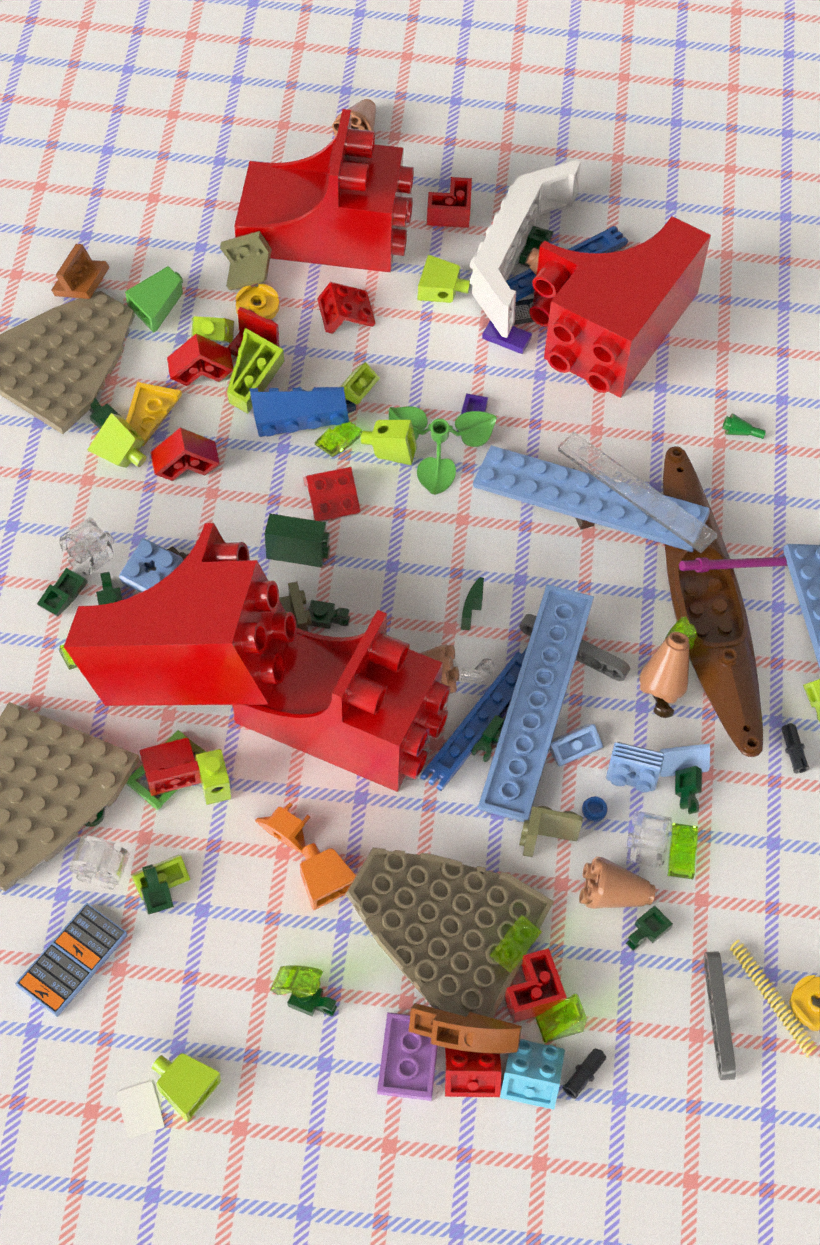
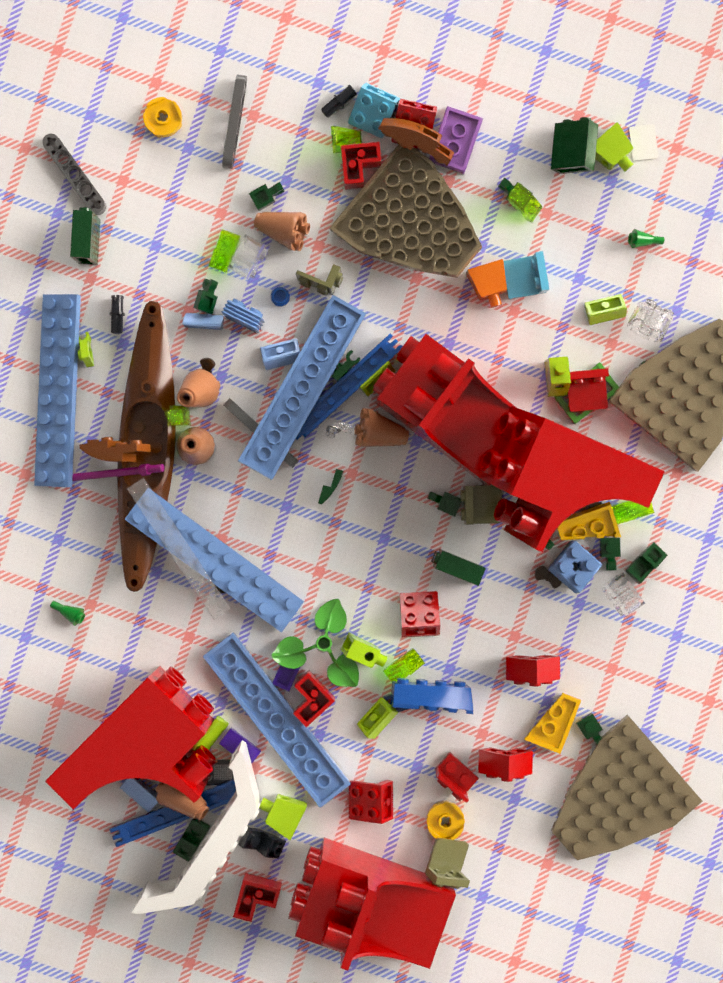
camera: 165 degrees left, 30 degrees up
(71, 959) = (676, 257): tile -> none
(79, 274) = (592, 876): dark orange bracket -> none
(118, 443) = (585, 690): torso -> none
(126, 971) = (639, 239): none -> green cone
(155, 297) = (530, 843): bright green slope -> none
(156, 894) = (612, 291): dark green plate -> none
(213, 328) = (490, 794): lime torso -> none
(241, 1067) = (574, 146): none -> dark green brick
(254, 368) = (463, 743): lime wedge -> none
(276, 892) = (526, 276): none -> medium azure bracket
(285, 827) = (510, 326): orange piece -> none
(436, 388) = (317, 698): none -> red brick
(453, 721) = (367, 386): none -> lime slope
(454, 253) = (262, 841): none -> black slope
(474, 366) = (276, 720): none -> medium blue plate
(515, 943) = (368, 195): clear neon green slope -> none
(537, 350) = (213, 733): none -> lime slope
(651, 616) = (202, 449): none -> nougat cone
(747, 581) = (114, 450): none -> dark orange slope
(770, 997) = (192, 127): light yellow piece -> none

